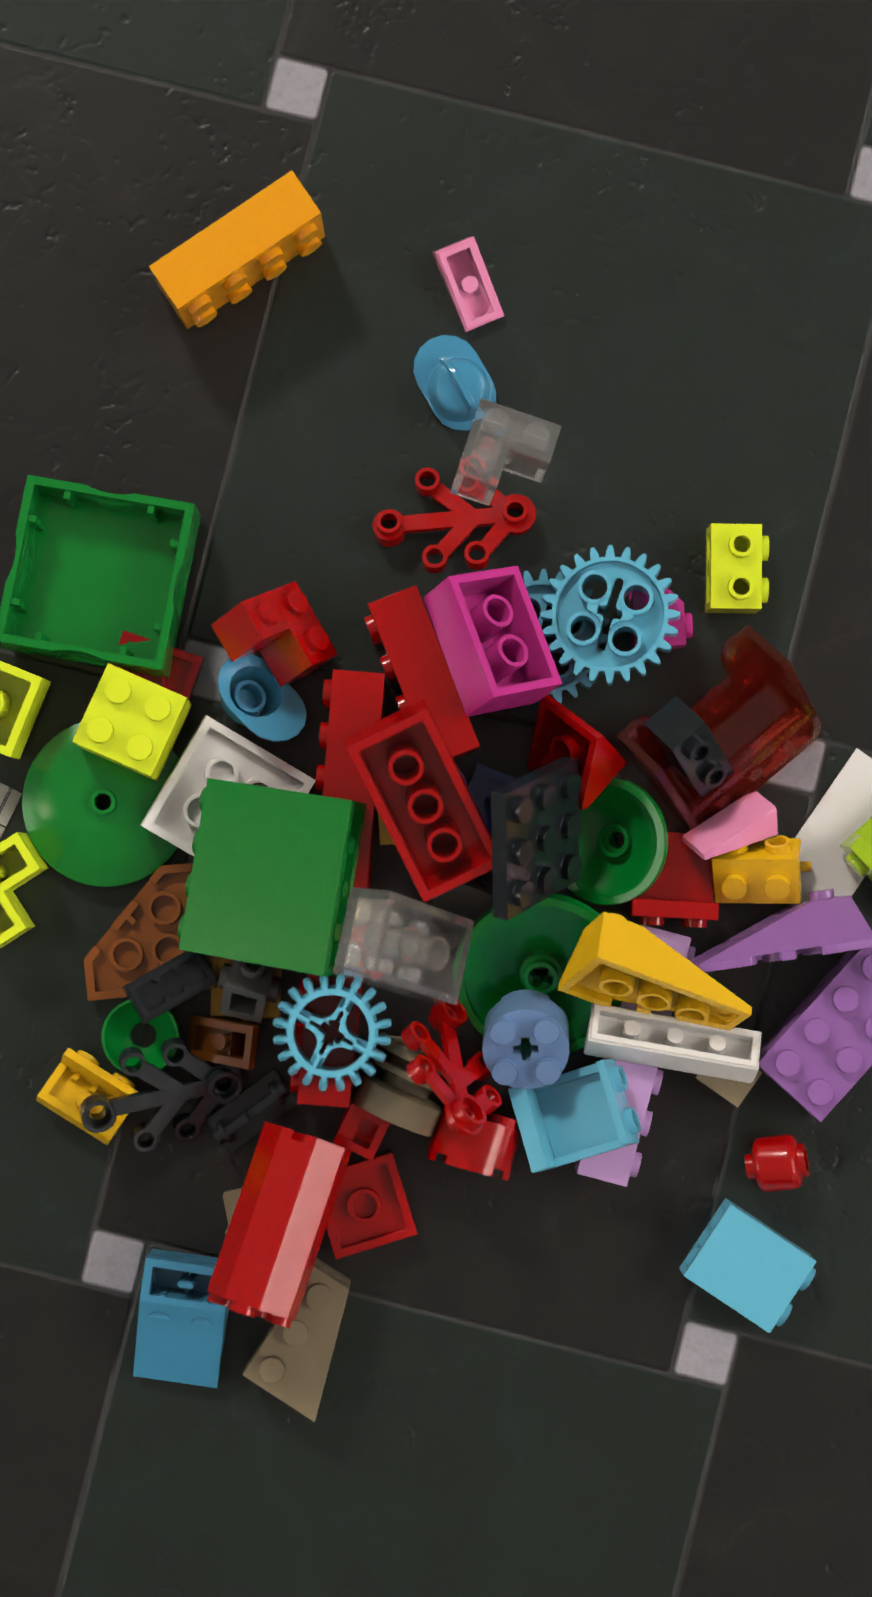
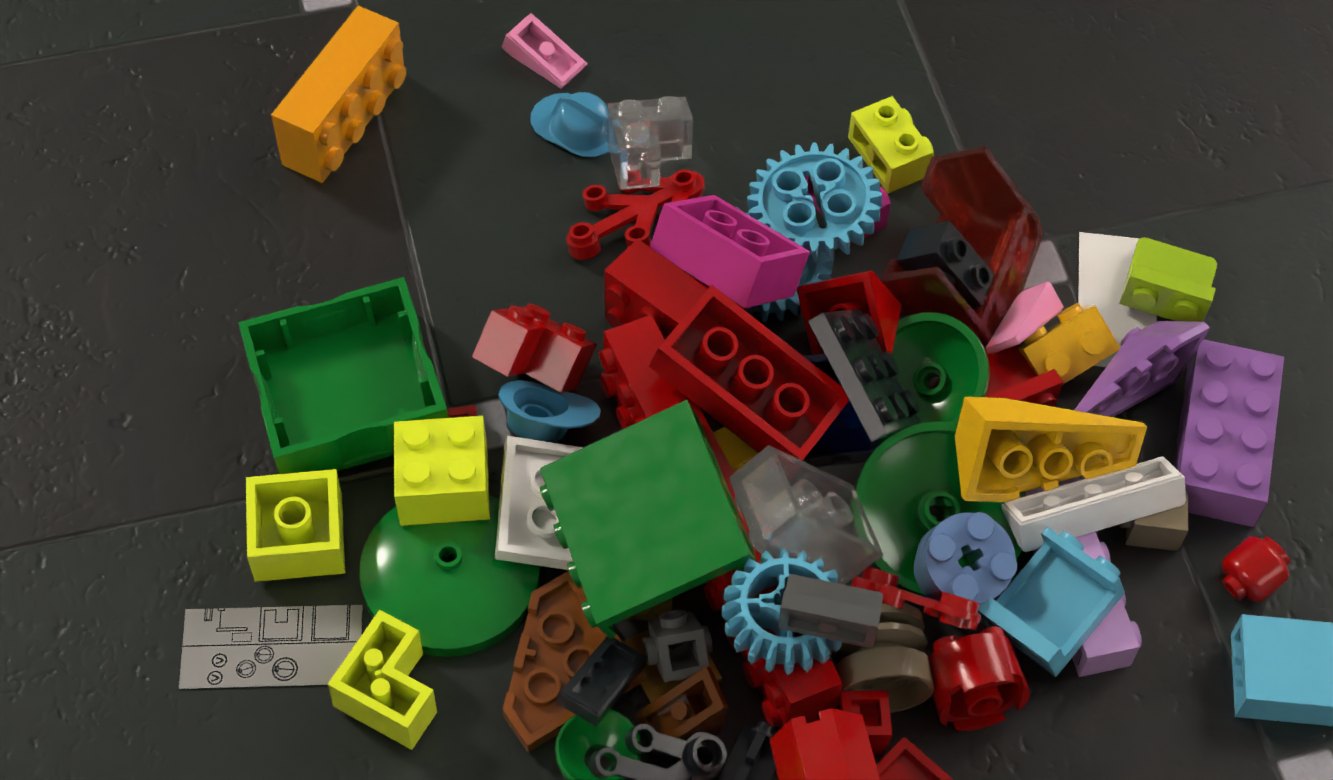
camera: 30 degrees left, 30 degrees down
(358, 1064) = (830, 610): none -> dark grey panel

